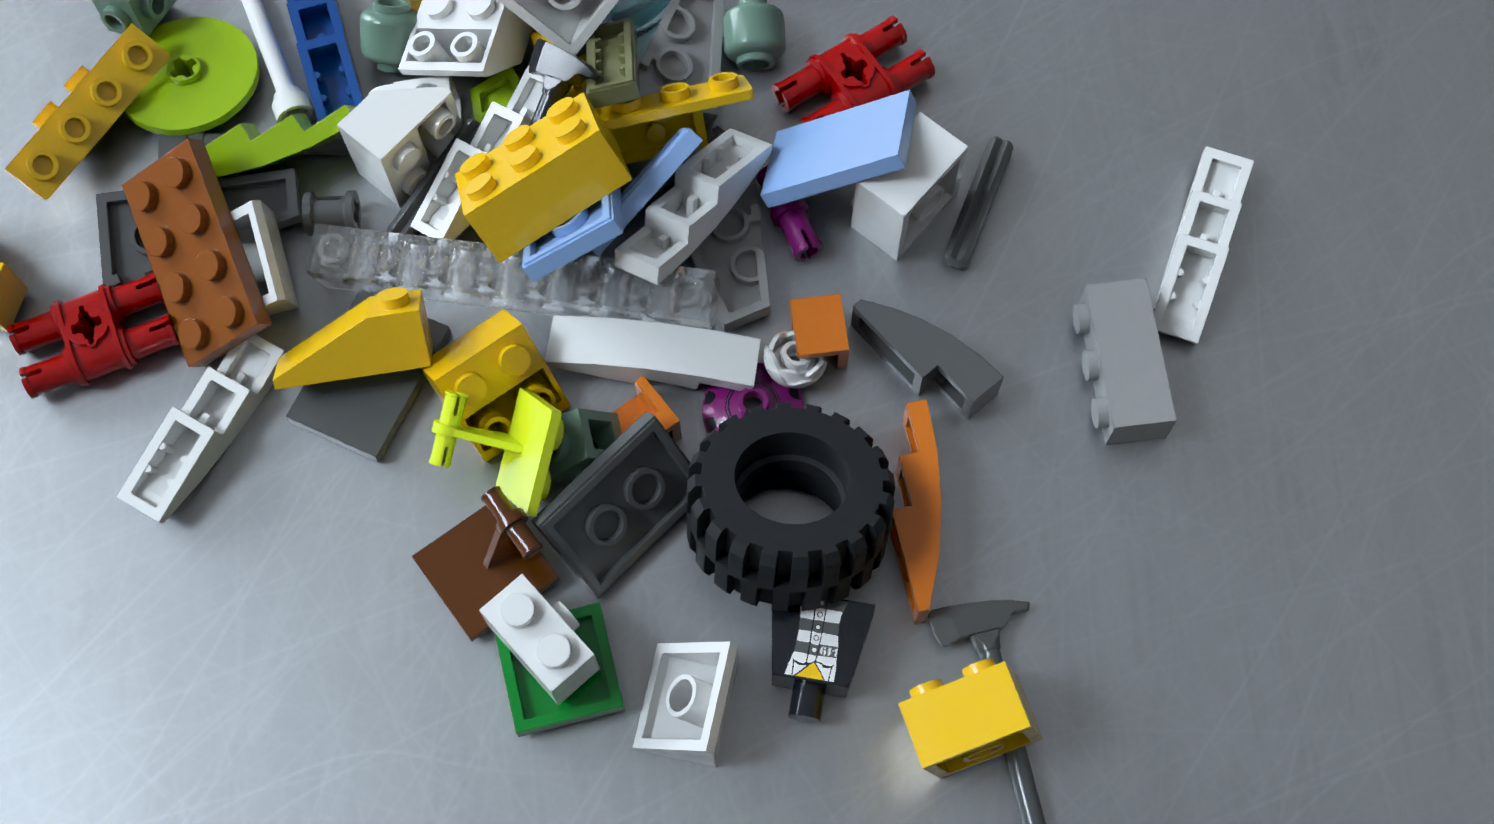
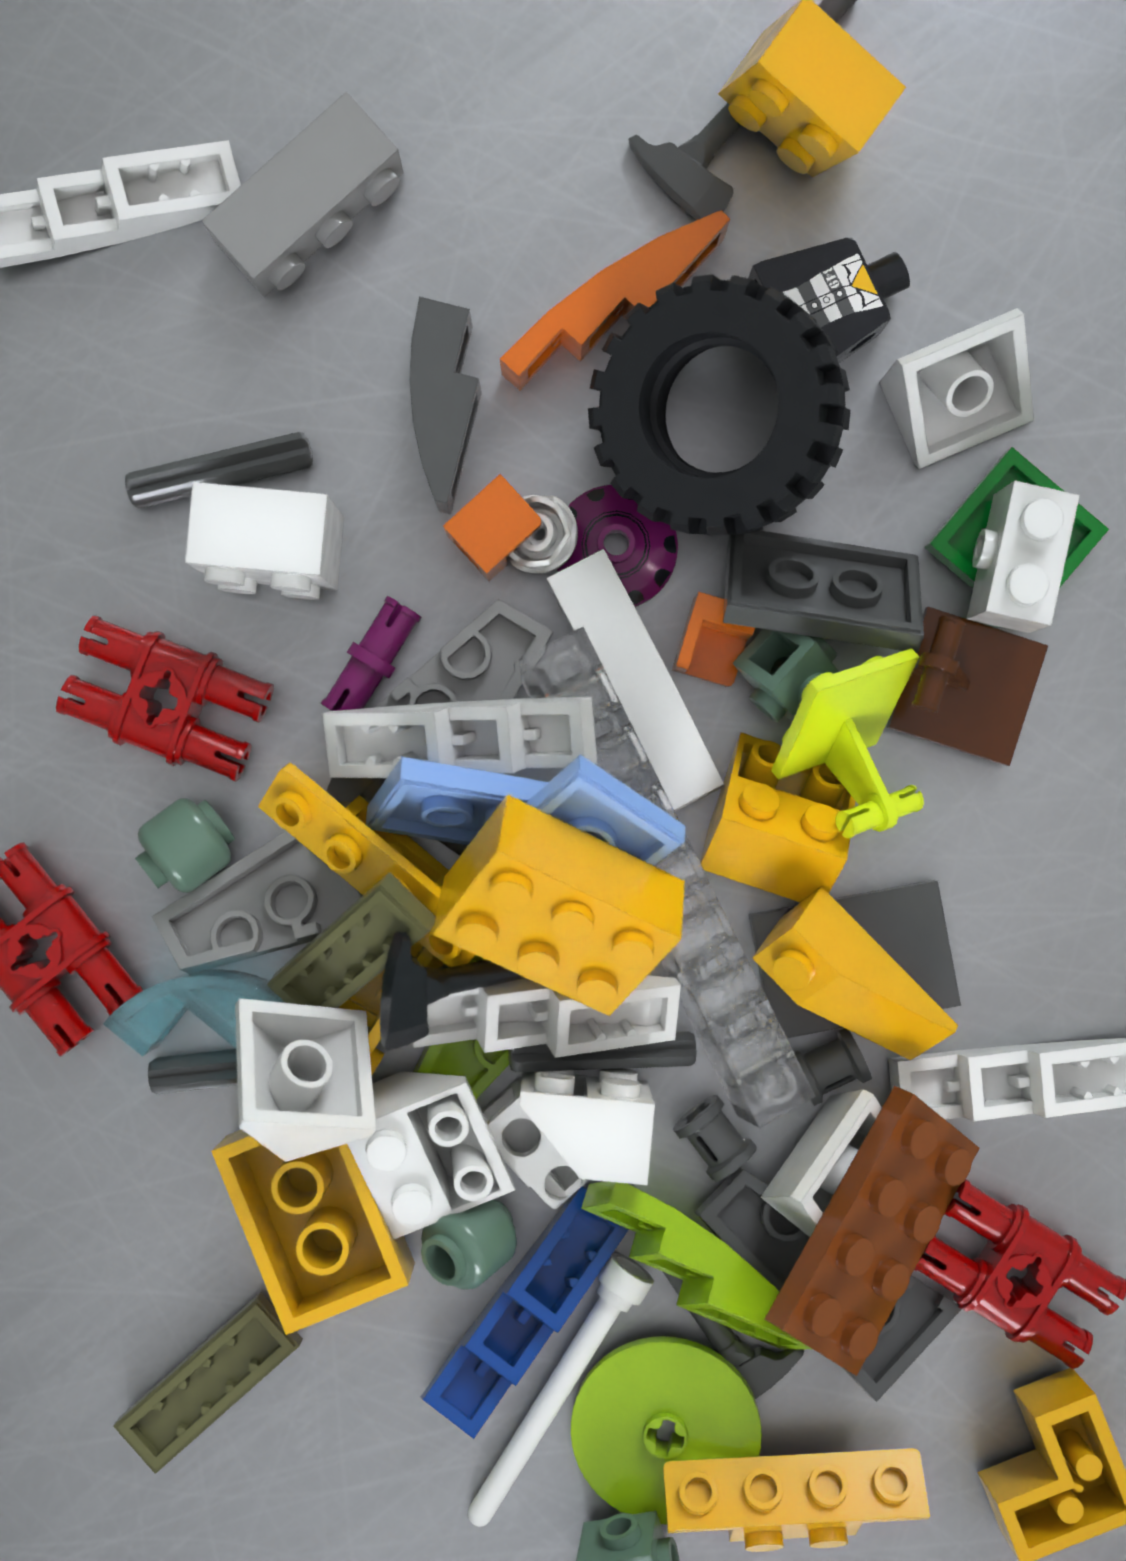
camera: 130 degrees left, 20 degrees up
(315, 306) = (833, 1065): none -> dark grey bush
(840, 149) = (284, 626): light blue tile -> none

